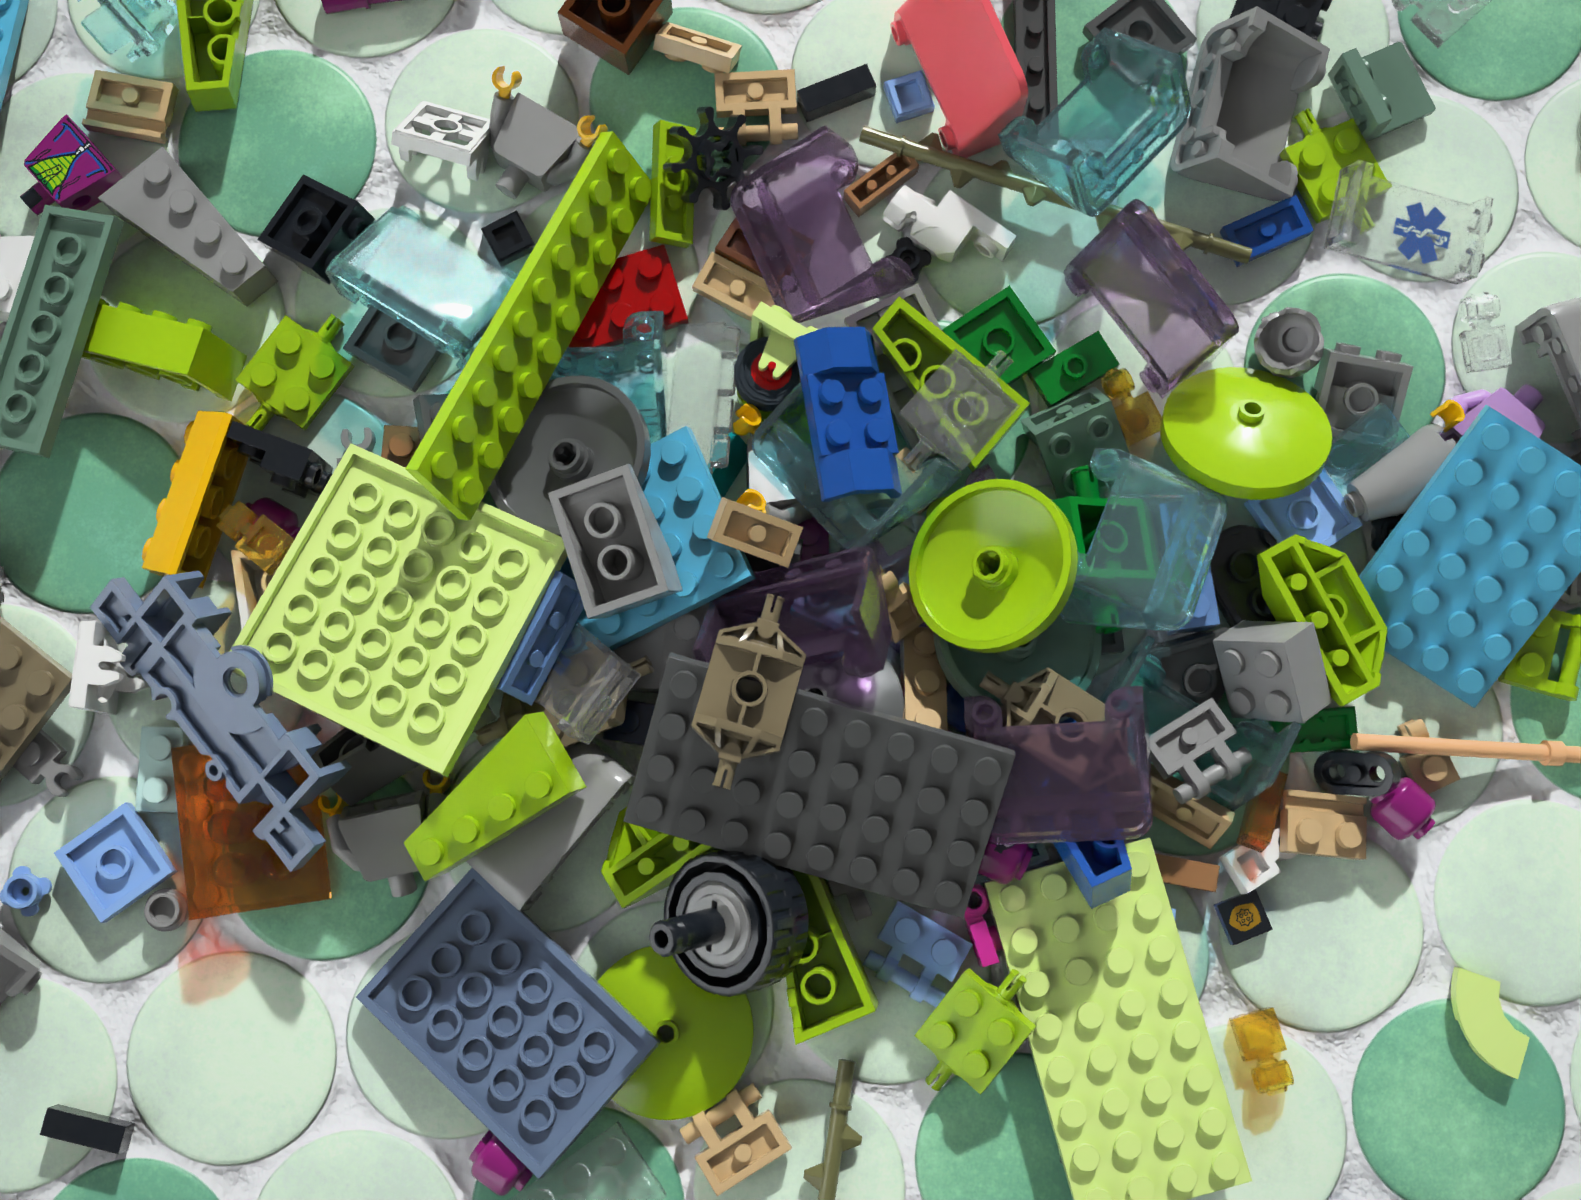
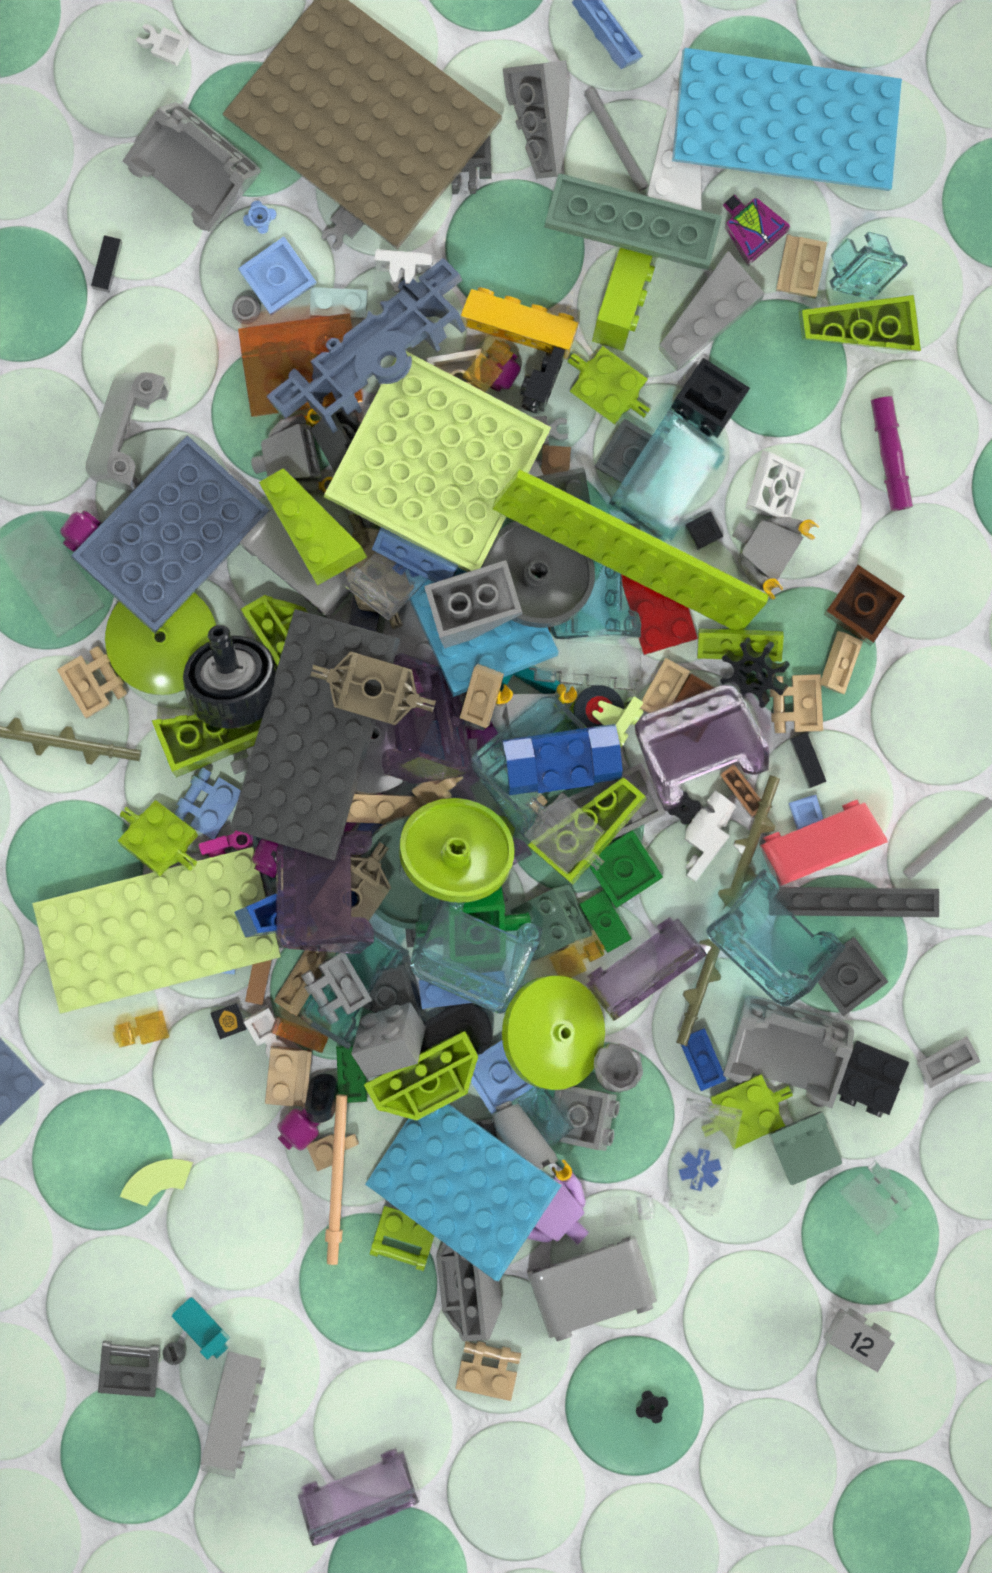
camera: 90 degrees right, 5 degrees up
(284, 1089) = (105, 460): none -> light grey windscreen

